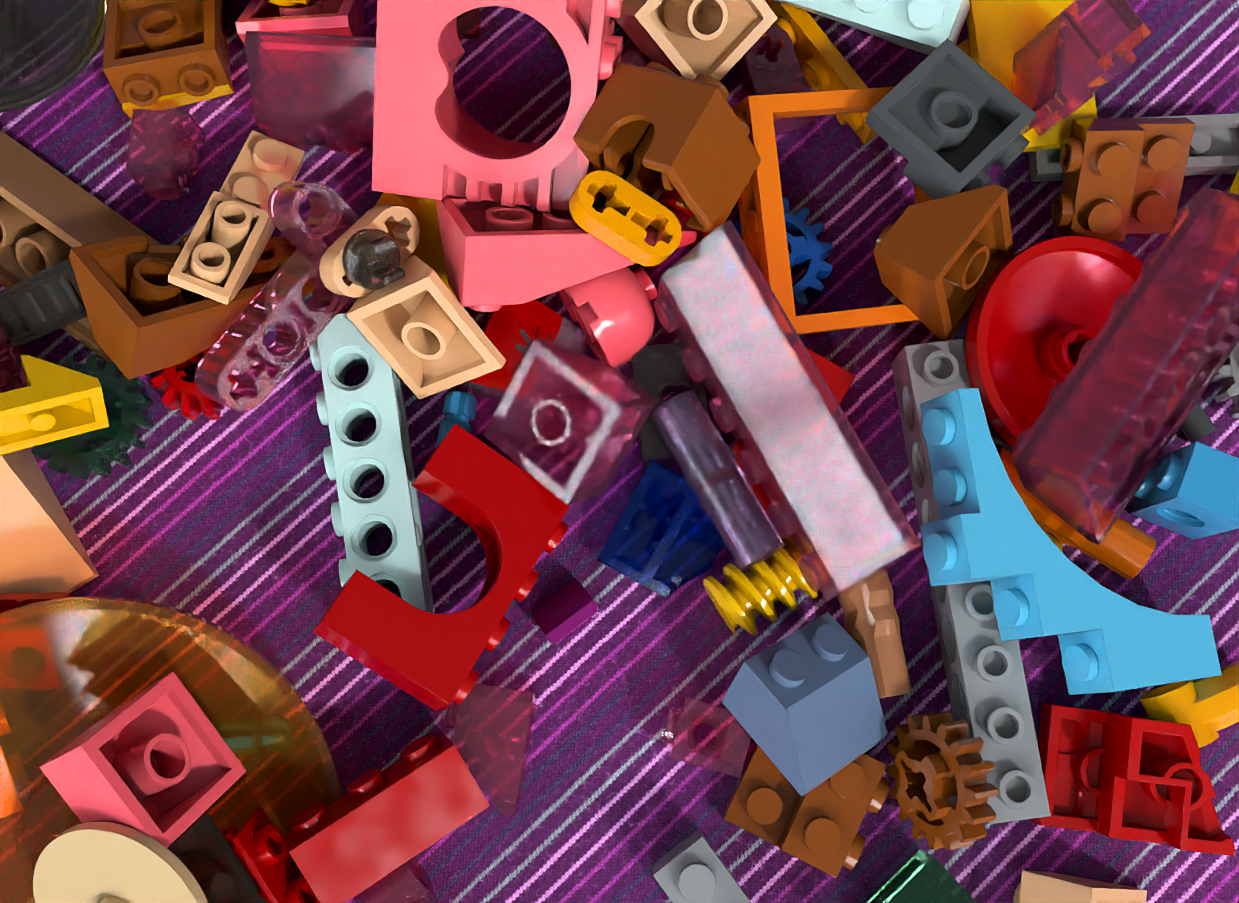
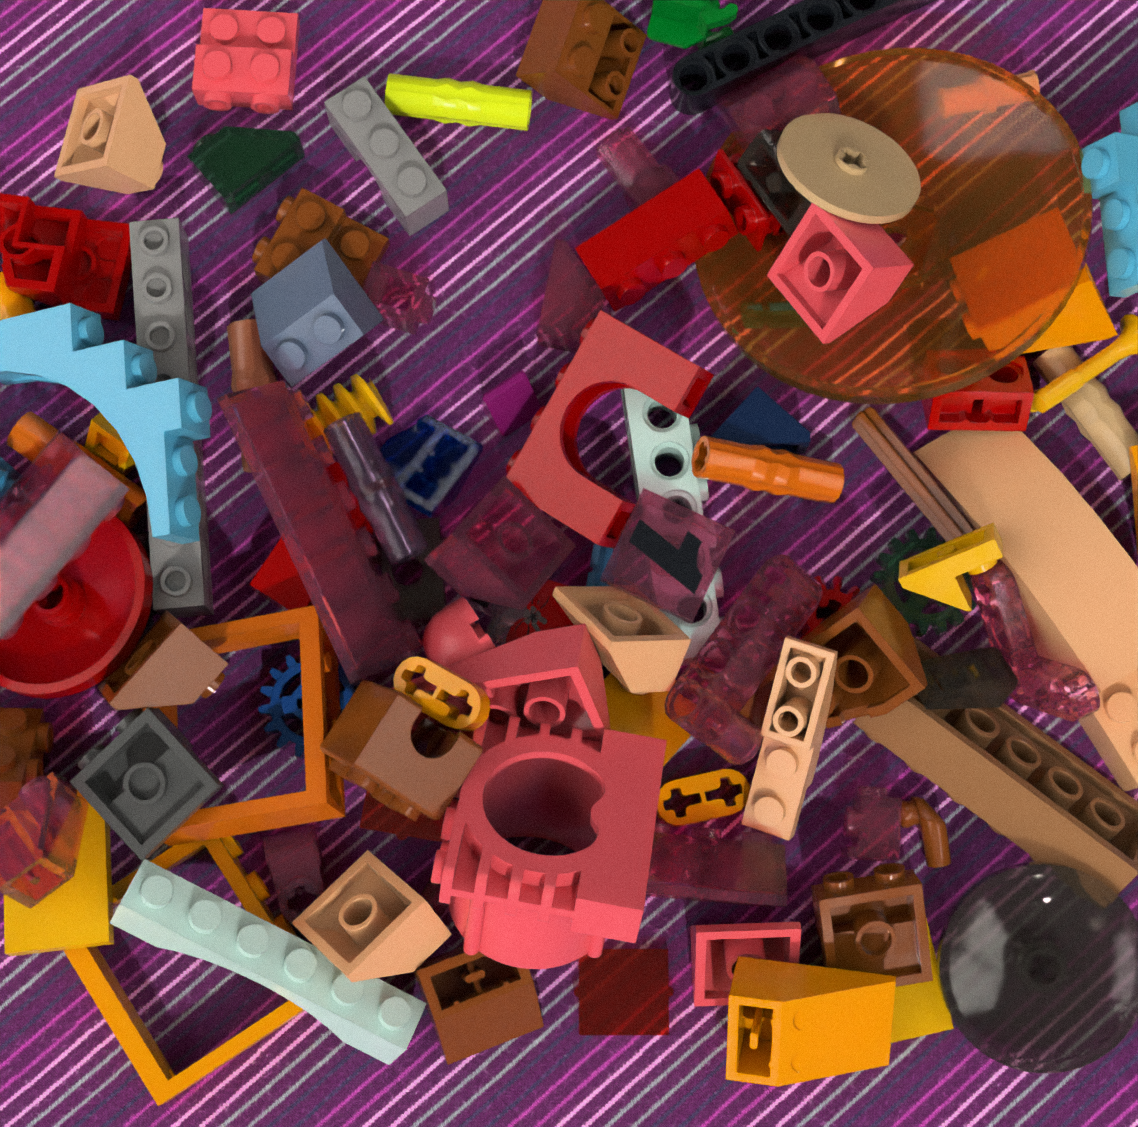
camera: 175 degrees right, 0 degrees up
(84, 523) = (910, 475): none -> dark orange axle
(101, 156) = (932, 827): none -> dark orange arm
(260, 532) = (767, 469): none -> orange axle
(274, 591) = (764, 423): none -> dark blue slope
(346, 176) = (699, 785): none -> light orange beam
(372, 259) = (664, 673): clear smoke plate -> none
(375, 420) = (667, 555): none -> clear pink tile
(406, 232) = (671, 696): light nougat beam -> none
(941, 780) = (212, 253): dark orange gear -> none

